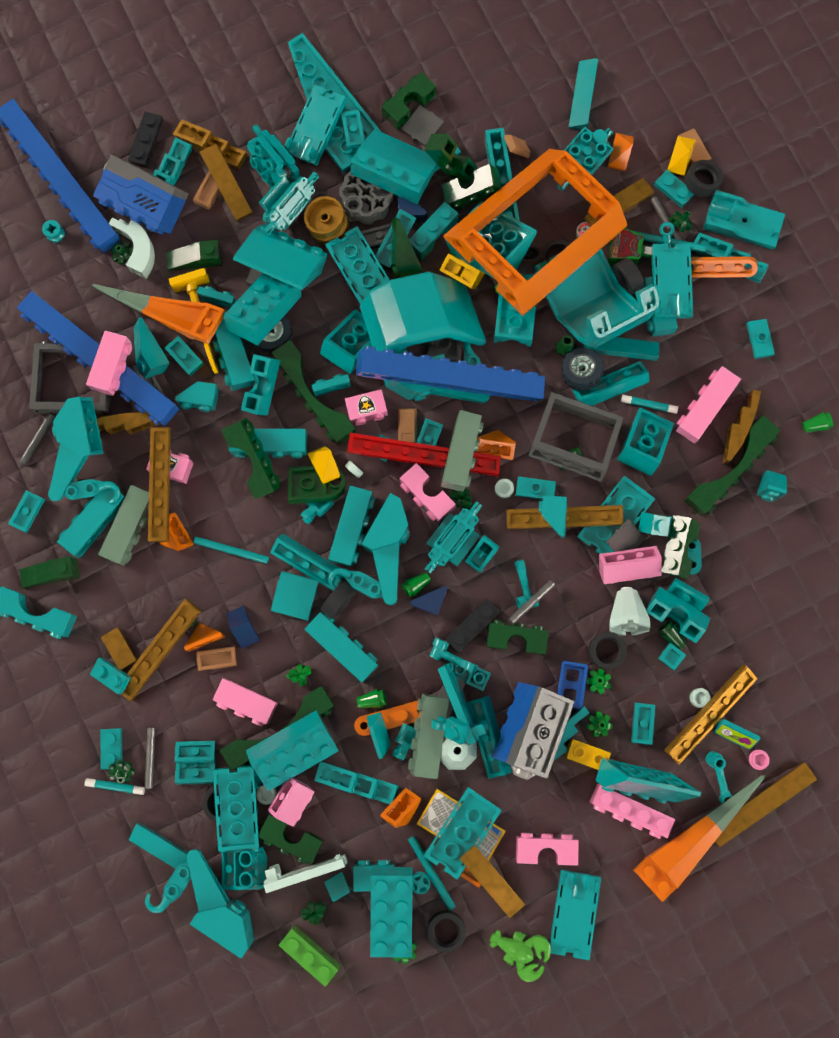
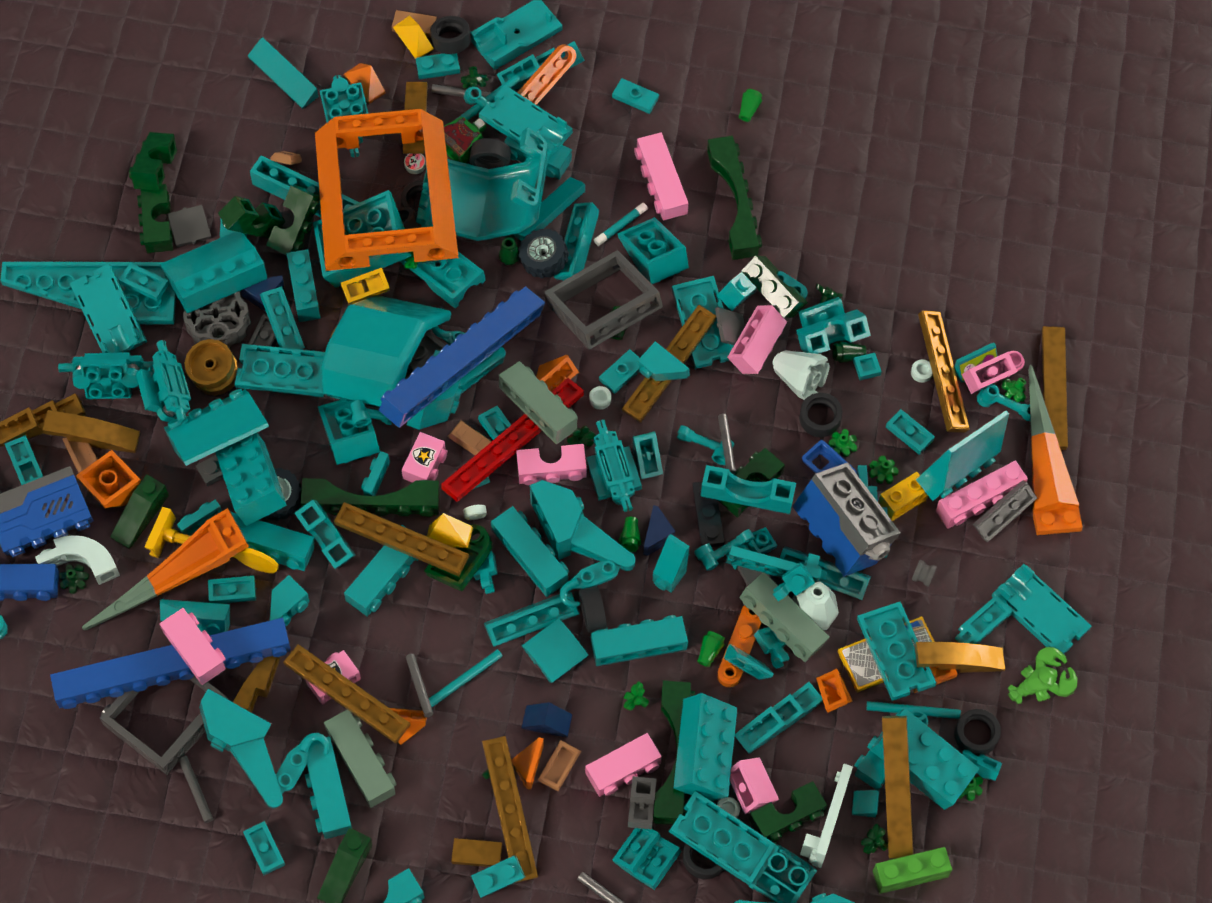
camera: 60 degrees left, 15 degrees down
(195, 220) = (109, 480): none -> orange slope
(205, 525) = (419, 685): none -> dark grey bar
(225, 734) = (642, 802): none -> dark grey brick
(242, 436) = (419, 598): dark green arch -> none
(293, 437) = (401, 539): none -> pearl gold tile
(354, 908) = (897, 786): none -> pearl gold tile
(359, 341) = (362, 415): none -> teal brick
(402, 253) = (303, 322): dark green slope -> none
(406, 630) = (671, 564): none -> teal slope
(424, 953) = (988, 767): none -> teal plate
(457, 59) = (148, 167): none -> dark green arch
(501, 645) = (770, 495): none -> teal arch
(529, 847) = (975, 576): bright pink arch -> none
(533, 878) = (983, 621): none -> teal hinge
(539, 810) = (924, 573): none -> dark grey wheel
(630, 837) = (1005, 511): none -> dark grey tile
(708, 587) = (827, 293): none -> dark green plant
(733, 750) = (989, 372): none -> bright pink brick
(735, 776) = (1015, 389): none -> green plant
(737, 432) = (705, 169): pearl gold slope -> none
(772, 486) = (777, 178): teal slope -> none

